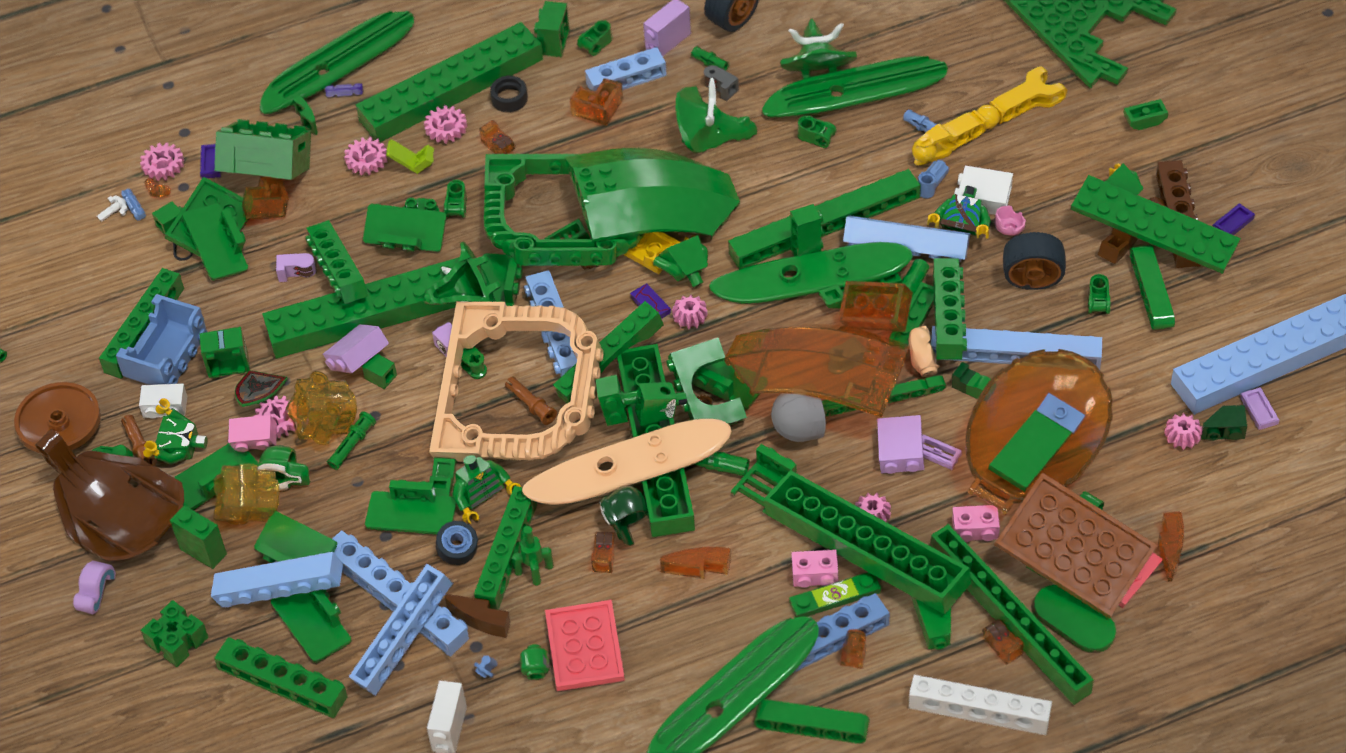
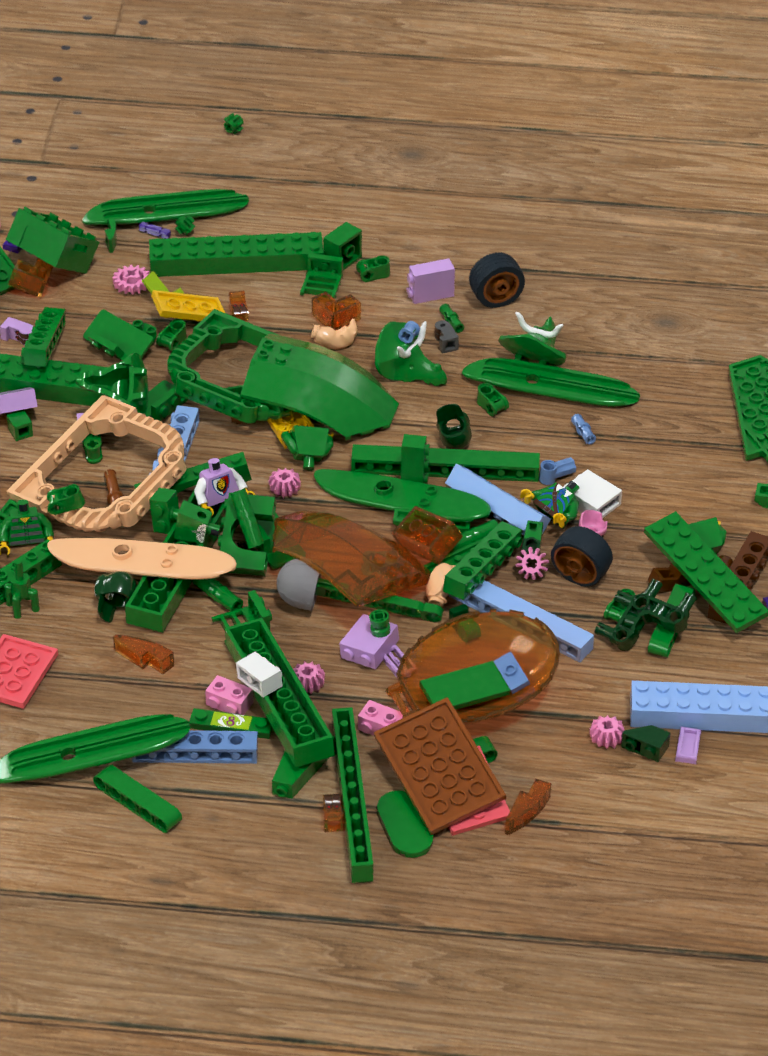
camera: 25 degrees right, 10 degrees down
(372, 70) = (184, 224): none -> green gear
(447, 124) = (208, 281): bright pink gear -> none
(450, 162) = (185, 305): none -> yellow plate
(506, 436) = (67, 499): none -> green piece
(511, 104) = (273, 272): black tyre -> none
(551, 61) = (323, 275): none -> green plate
(603, 552) = (81, 614): clear orange leg -> none
(615, 133) = (334, 339): none -> light nougat animal
(629, 70) = (381, 300): light blue brick -> none
(647, 294) = (261, 465): dark purple tile -> none
(648, 349) = (216, 484): none -> torso
(700, 93) = (409, 335): none -> medium blue bush
(705, 372) = (247, 518): none -> green axle
(814, 183) = (457, 436): none -> dark green piece
(847, 535) = (259, 674): none -> white brick
(854, 649) = (209, 760): clear orange leg -> none
(908, 422) = (379, 623): none -> green wheel
(945, 138) = (611, 445): yellow piece -> none
(971, 262) = (532, 536): none -> leg
(980, 704) = (275, 846): white brick -> none
(993, 282) = (533, 571): none -> bright pink gear
(1143, 287) = (654, 611): none -> dark green pin

